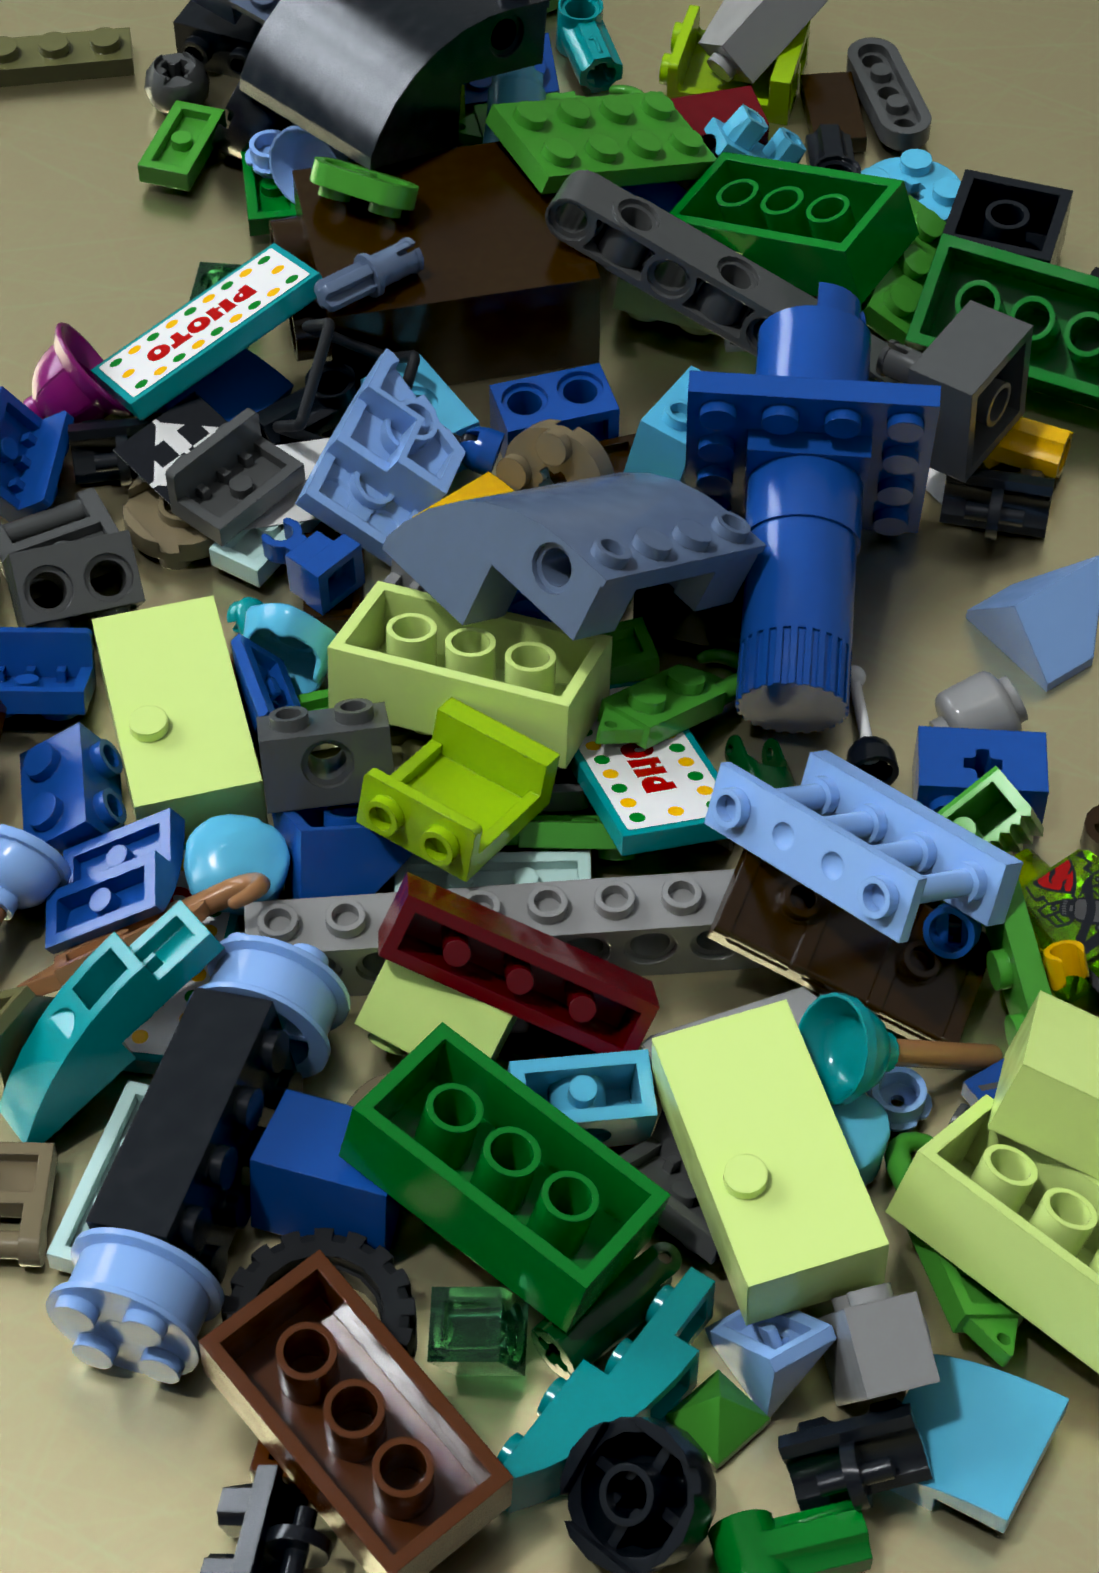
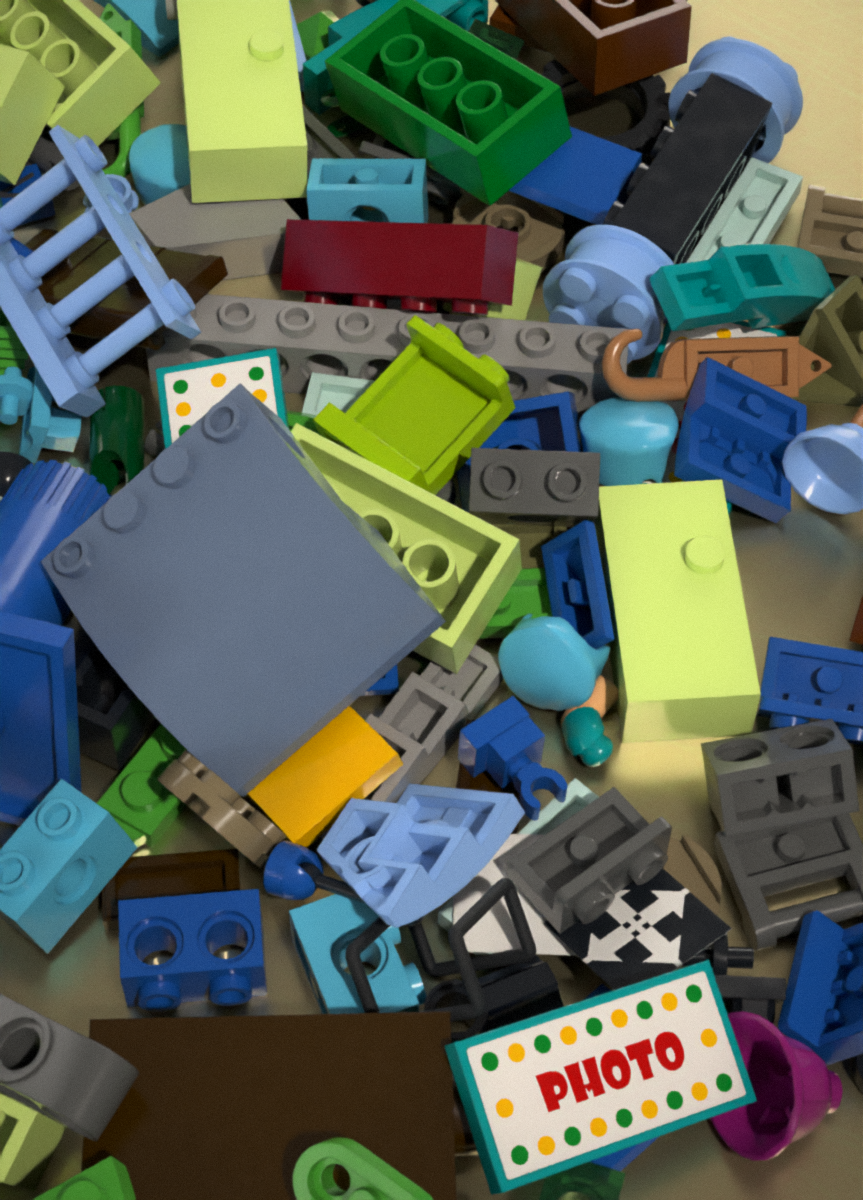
camera: 170 degrees left, 5 degrees up
(71, 788) = (784, 562): blue bracket -> none
(369, 275) = (388, 1037): sand blue axle -> none
(856, 1050) = (142, 159): teal piece -> none

